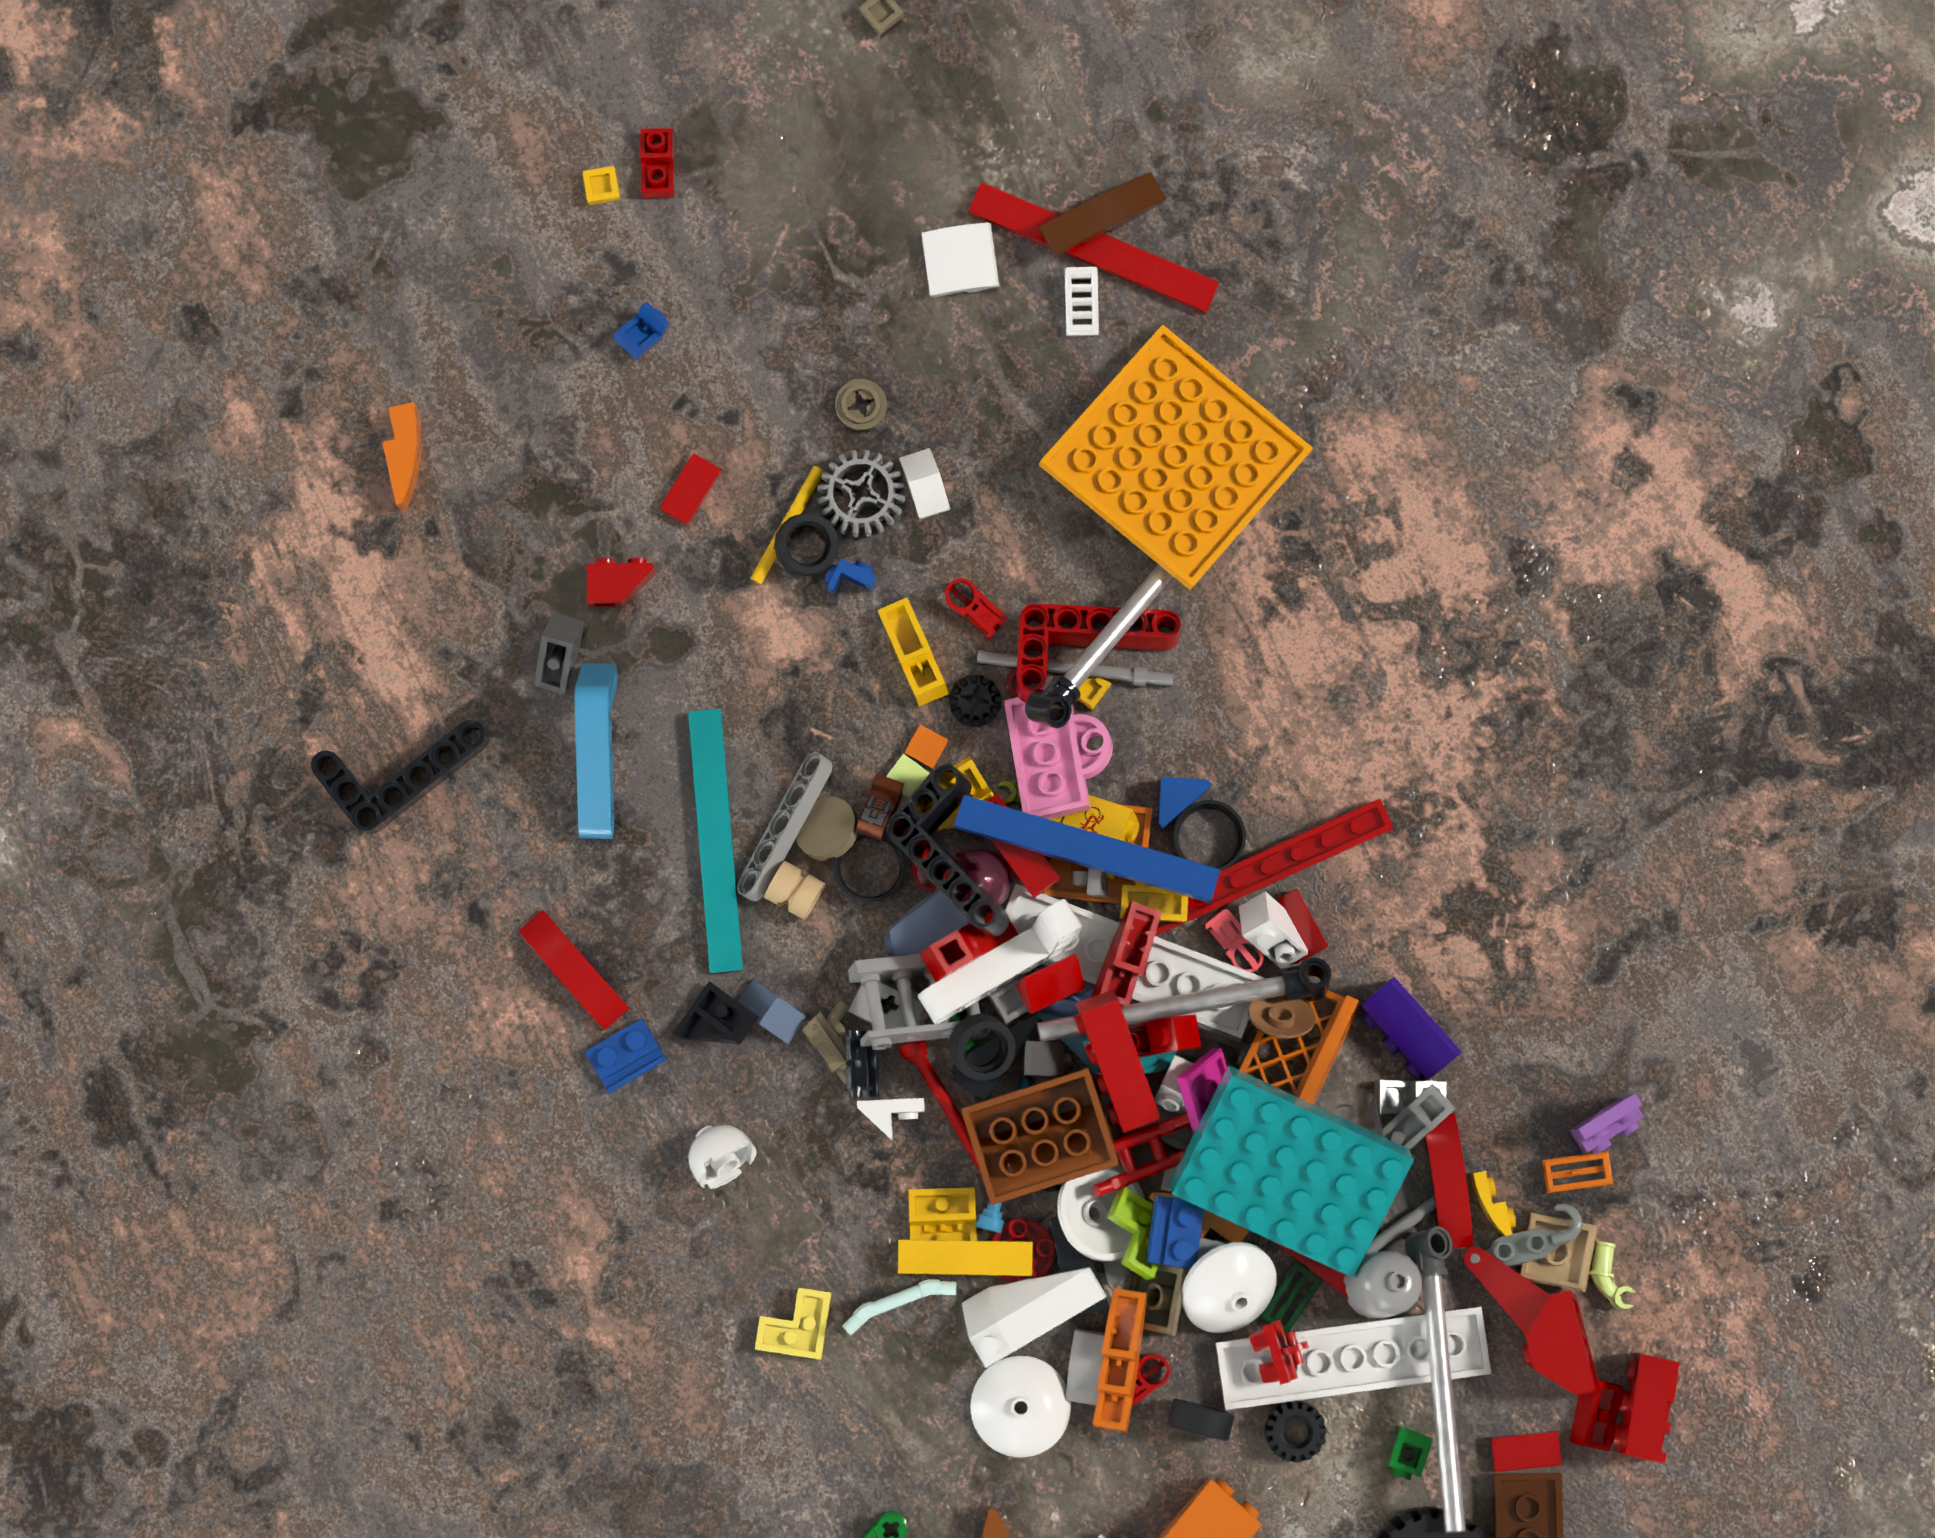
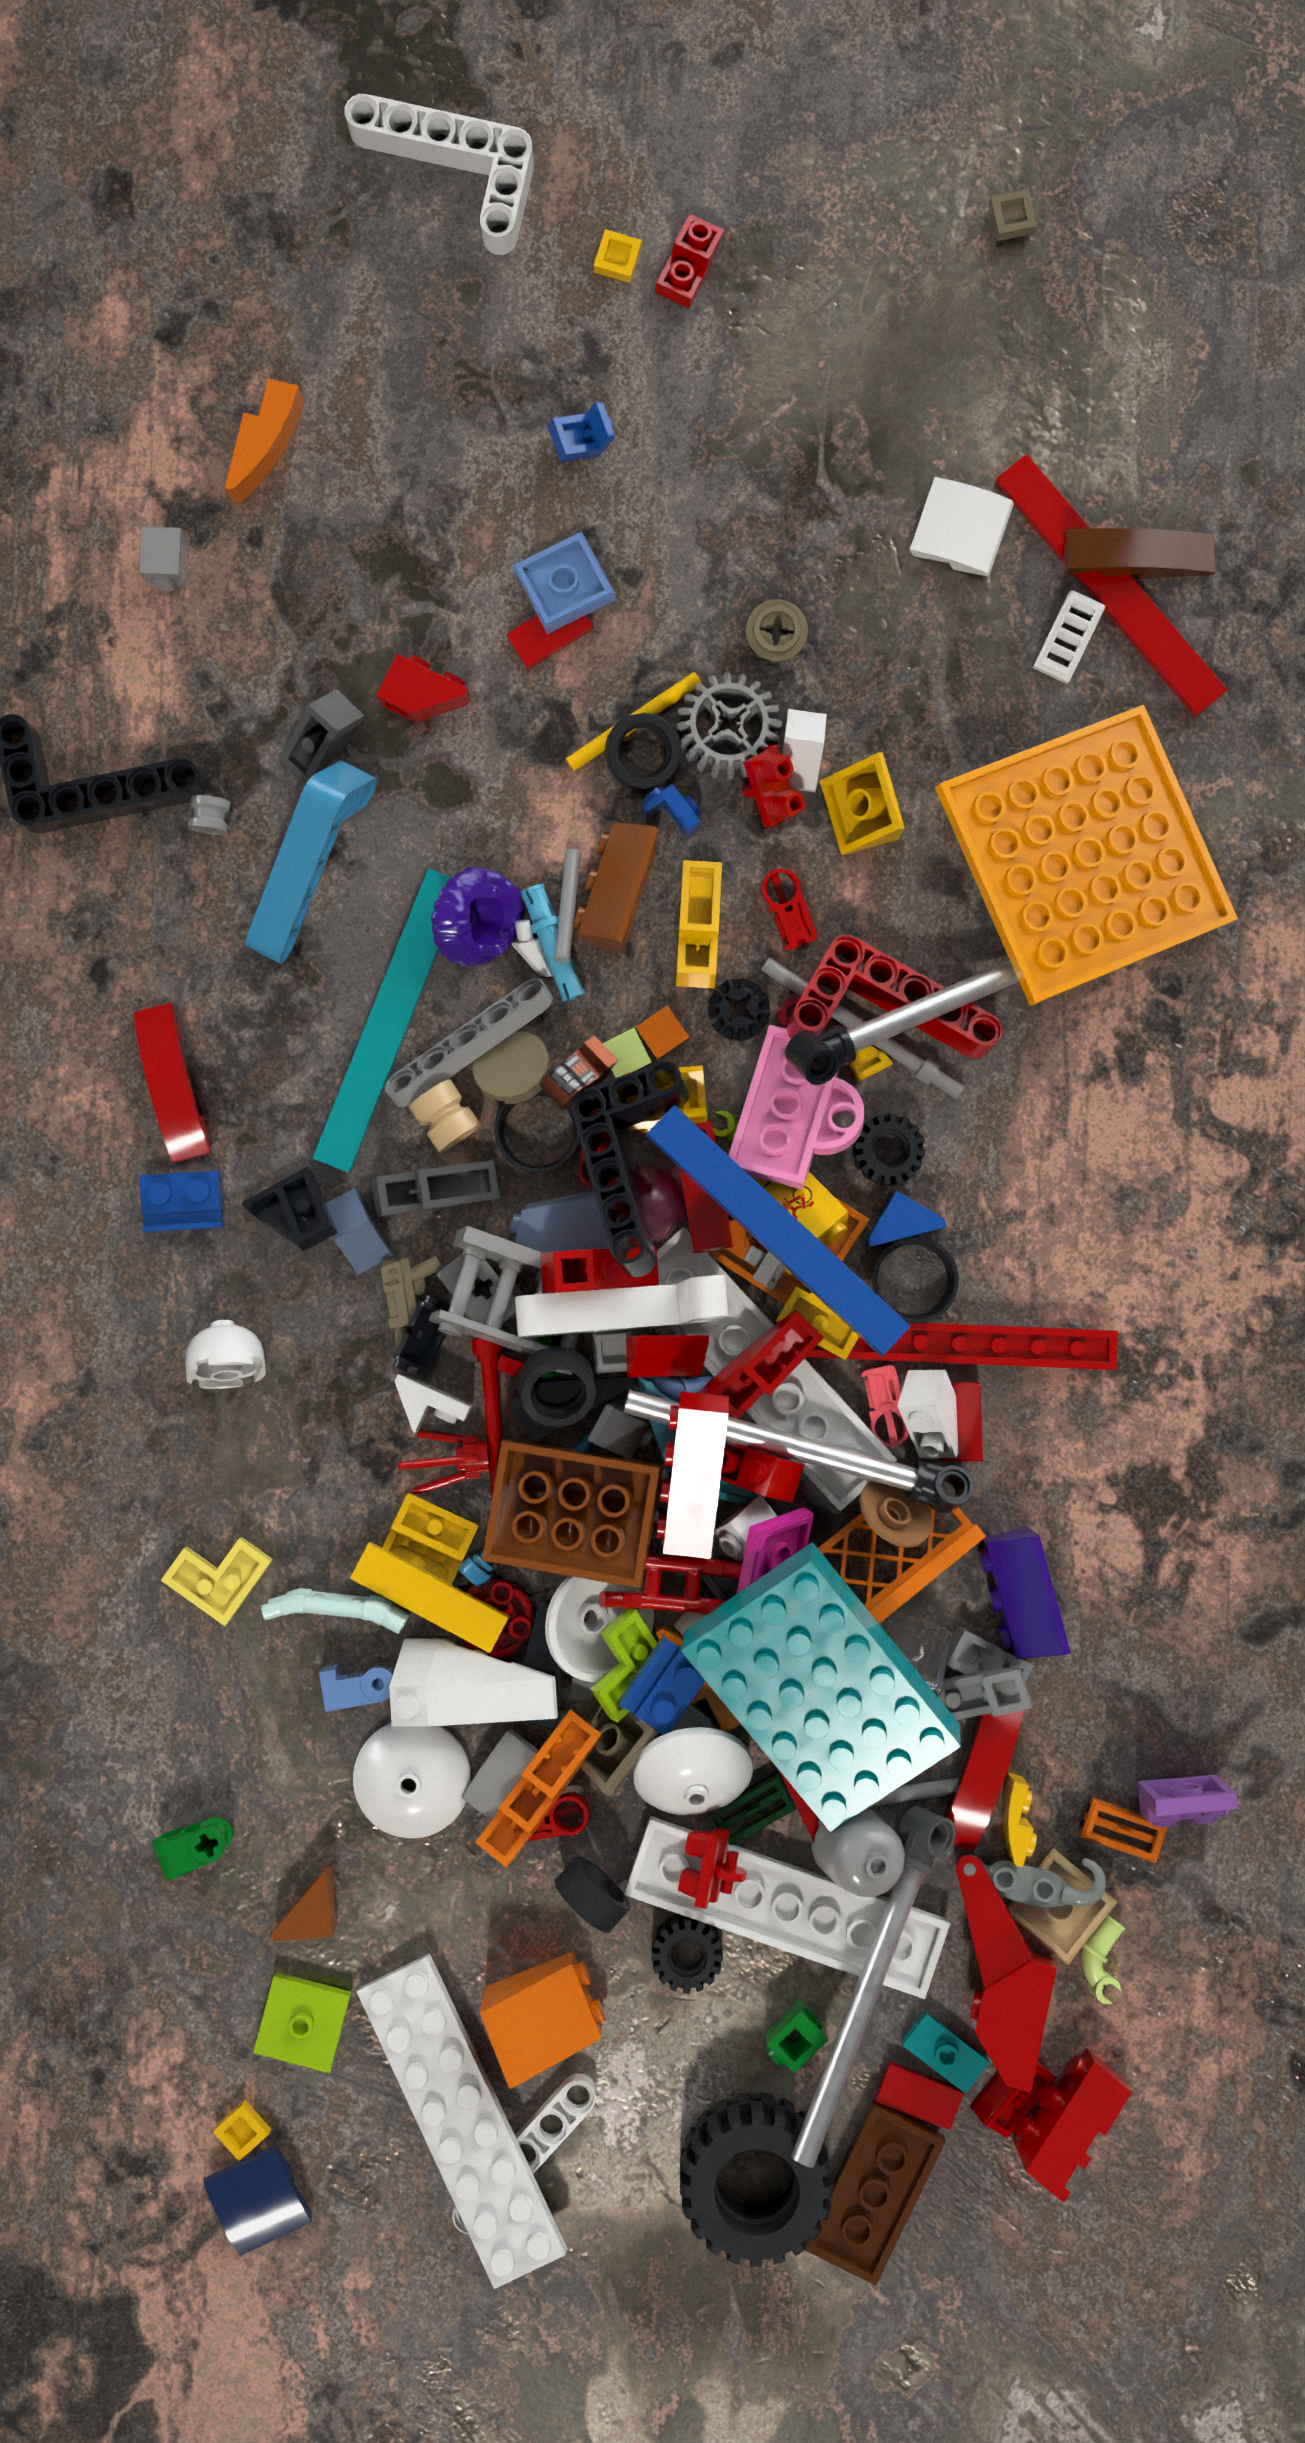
camera: 25 degrees right, 5 degrees up
(373, 578) = (164, 557): none -> light grey brick
(442, 169) = (455, 153): none -> white beam
(503, 753) = (209, 815): none -> light grey wheel
(683, 447) = (564, 582): none -> medium blue tile
(745, 729) = (476, 916): none -> dark purple piece
(796, 733) = (530, 948): none -> white bar
(807, 687) = (567, 906): none -> light grey bar
(810, 720) = (545, 926): none -> medium azure pin
(813, 949) = (434, 1188): none -> dark grey slope
(837, 654) = (617, 885): none -> dark orange slope
(915, 523) = (771, 787): none -> red hips
(938, 1053) = (509, 1365): none -> red tile
(943, 1138) = (470, 1457): none -> red plant
(943, 1358) = (355, 1688): none -> medium blue leg
(991, 503) = (863, 805): none -> yellow slope
(1155, 735) = (906, 1133): none -> black tyre
(1528, 1408) = (945, 2051): none -> teal plate

